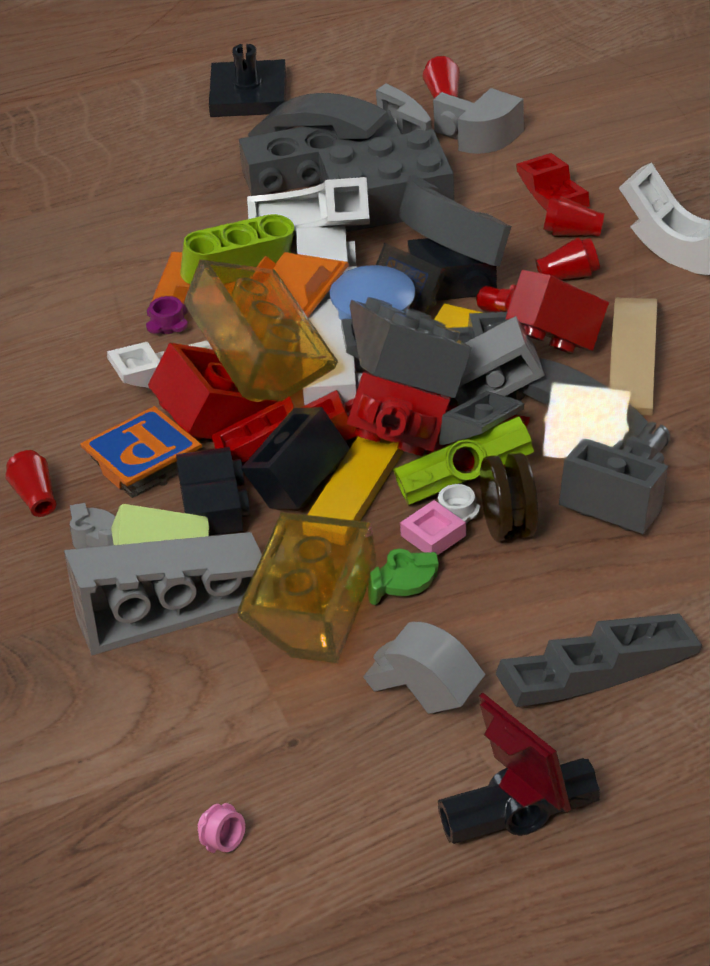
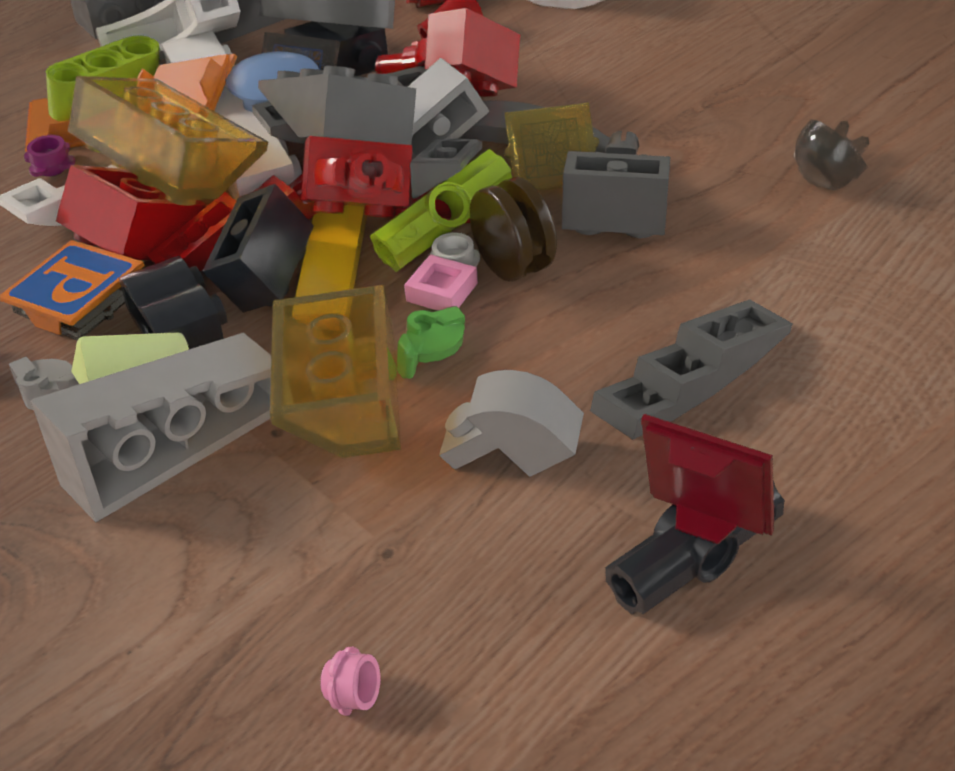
camera: 20 degrees left, 0 degrees up
(634, 350) = (559, 73): tan slope -> none

